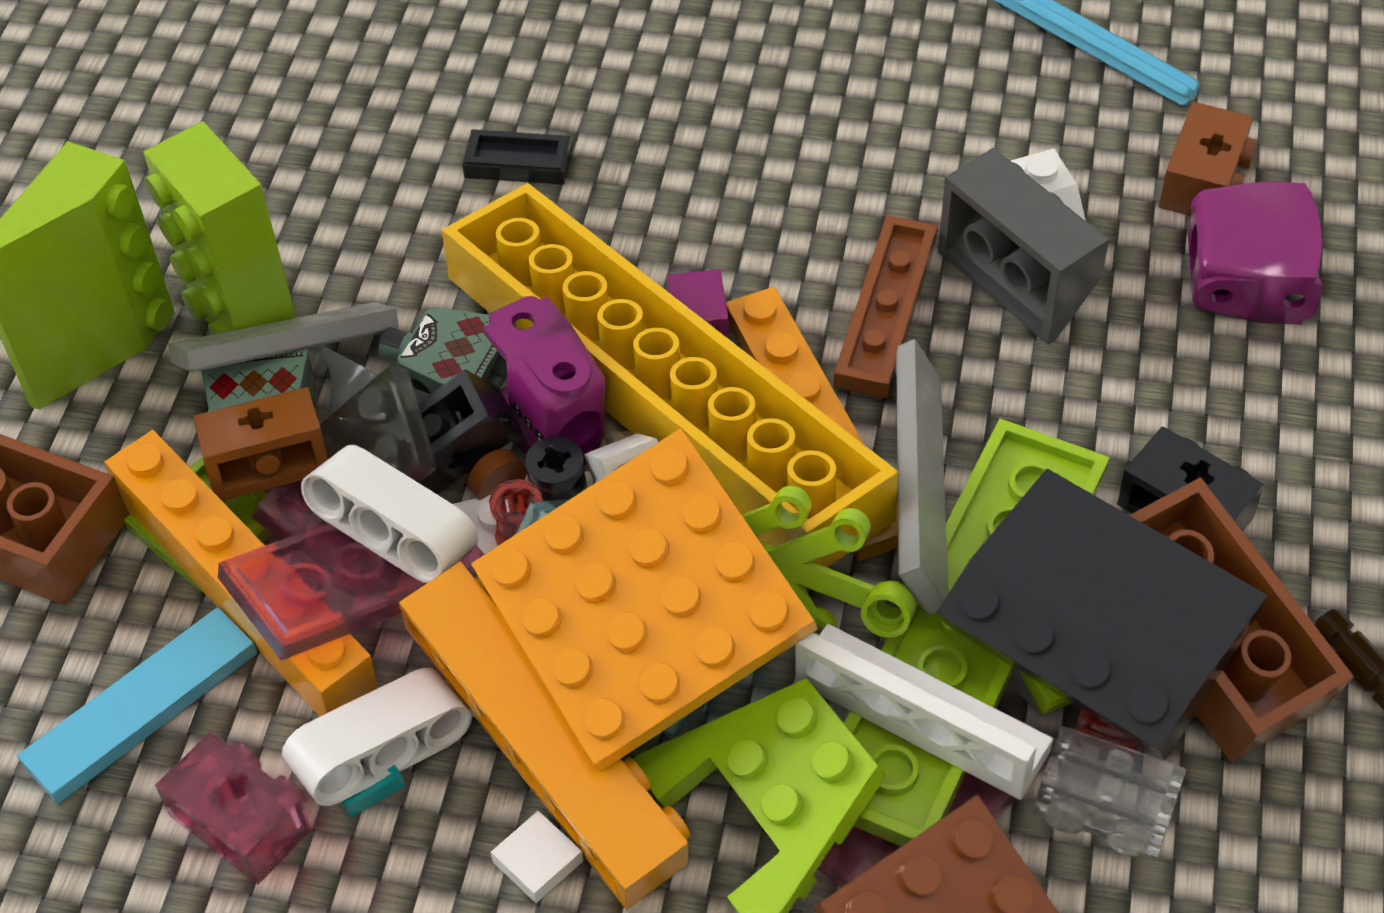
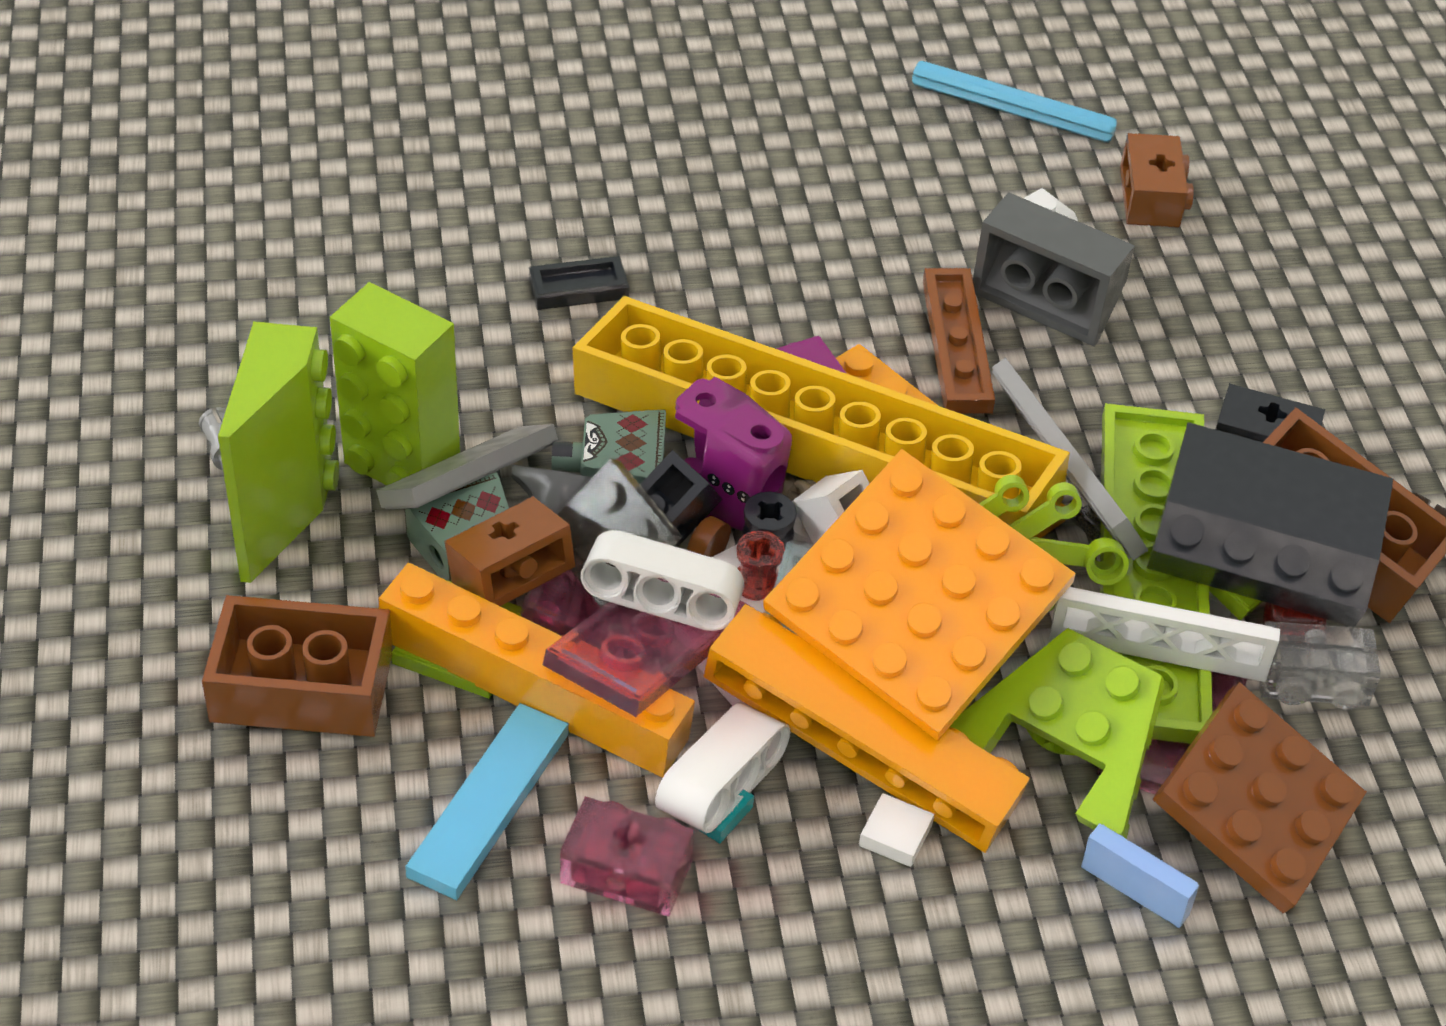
camera: 25 degrees left, 5 degrees down
(1254, 250) = (1228, 240): magenta piece -> none

